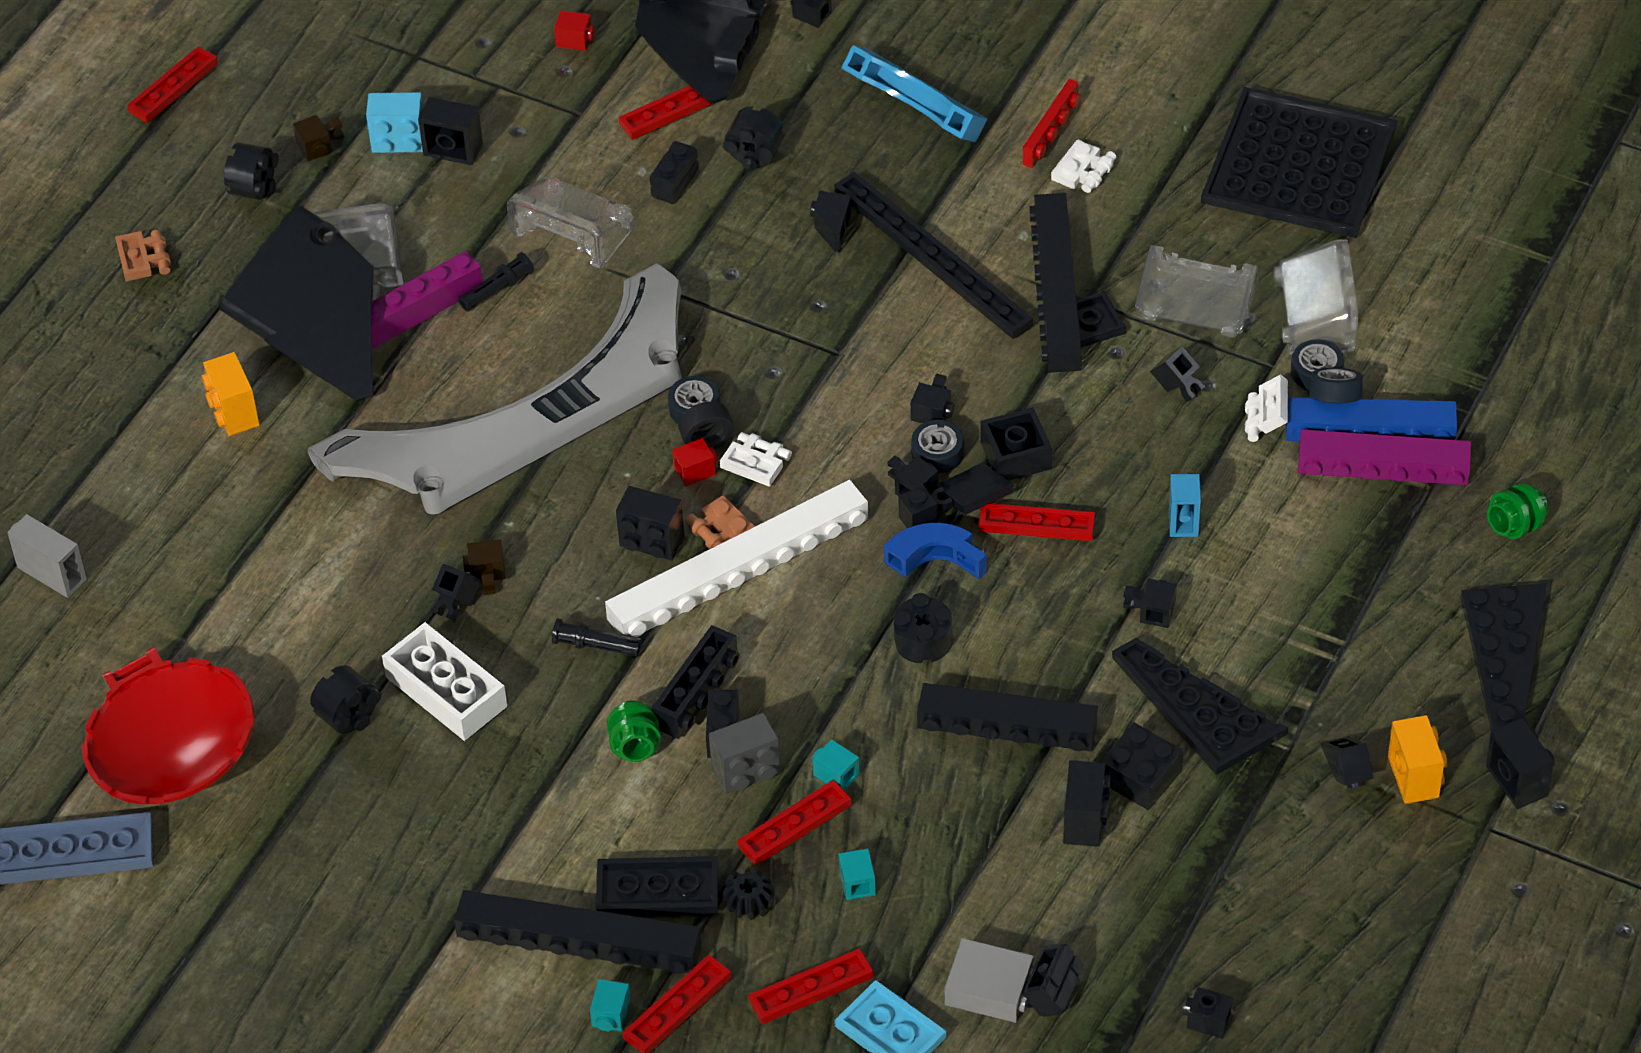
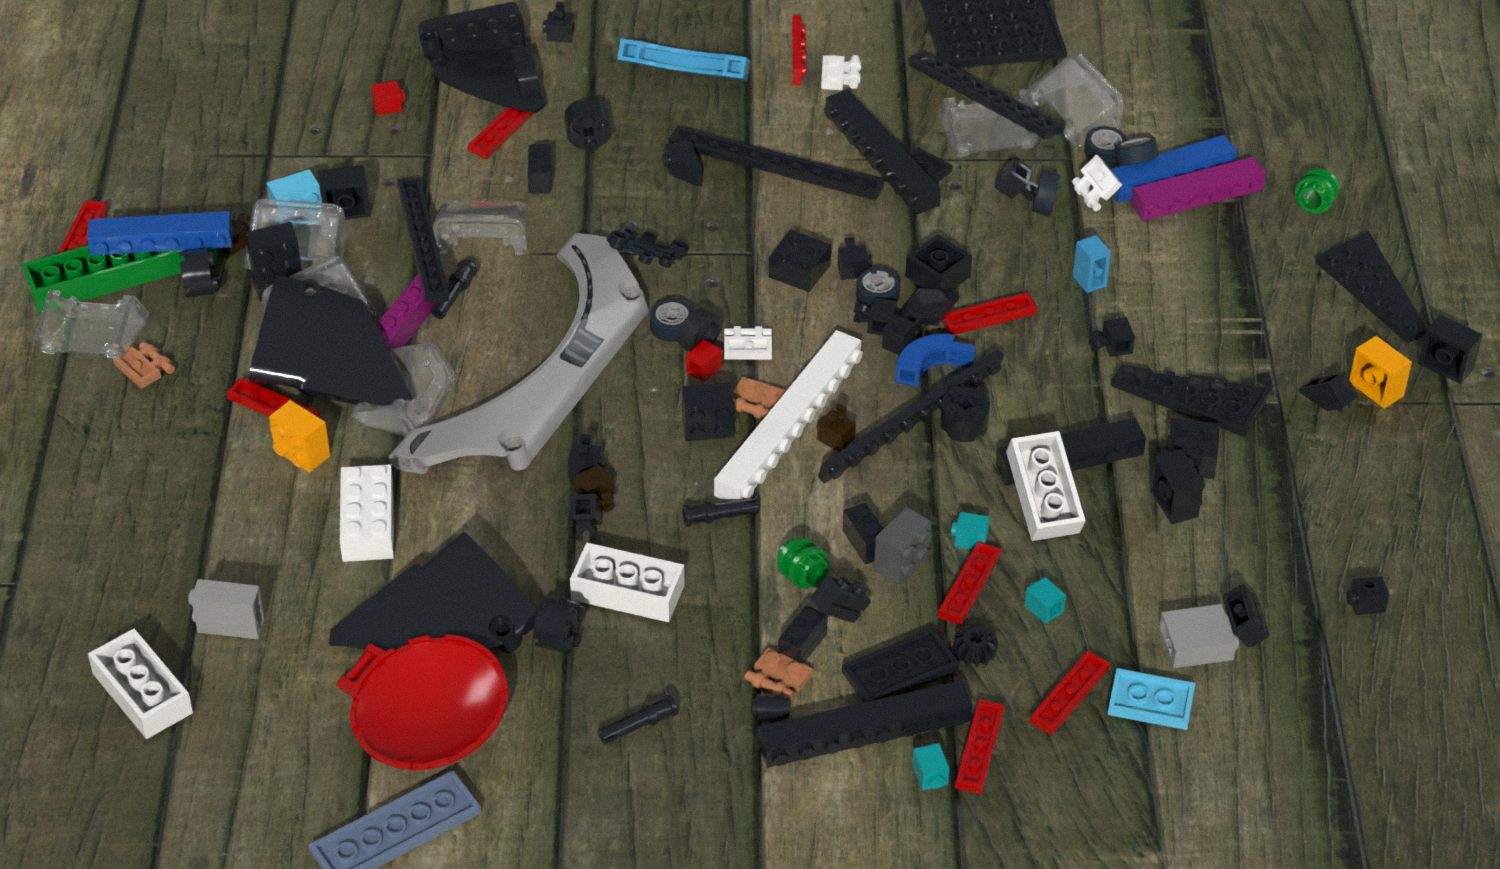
camera: 30 degrees left, 5 degrees down
(109, 193) = (89, 327): none -> clear windscreen
(180, 130) = (90, 276): none -> green brick
(230, 114) = (159, 233): none -> blue brick
(231, 339) = (261, 398): none -> red plate
(246, 503) = (367, 513): none -> white brick
(261, 630) = (450, 594): none -> black panel
(324, 179) = (272, 252): none -> black brick
(374, 162) = (317, 226): none -> clear windscreen
(375, 832) = (649, 714): none -> black pin
(398, 380) = (428, 381): none -> clear windscreen
(488, 215) = (423, 240): none -> black plate
(497, 525) = (585, 456): none -> black brick
(497, 874) = (770, 707): none -> black brick
(541, 839) = (782, 669): none -> nougat plate
(579, 811) = (803, 634): none -> black brick
(637, 787) = (841, 599): none -> black brick
(688, 292) = (646, 248): none -> black plant
(691, 684) = (824, 508): black brick -> none
(775, 594) = (836, 429): none -> dark brown brick
(860, 610) = (906, 420): none -> black plate
(873, 382) = (799, 260): none -> black brick
(937, 746) = (1045, 486): none -> white brick
(1198, 399) = (1046, 192): none -> black wheel
(1208, 256) = (985, 95): none -> black plate

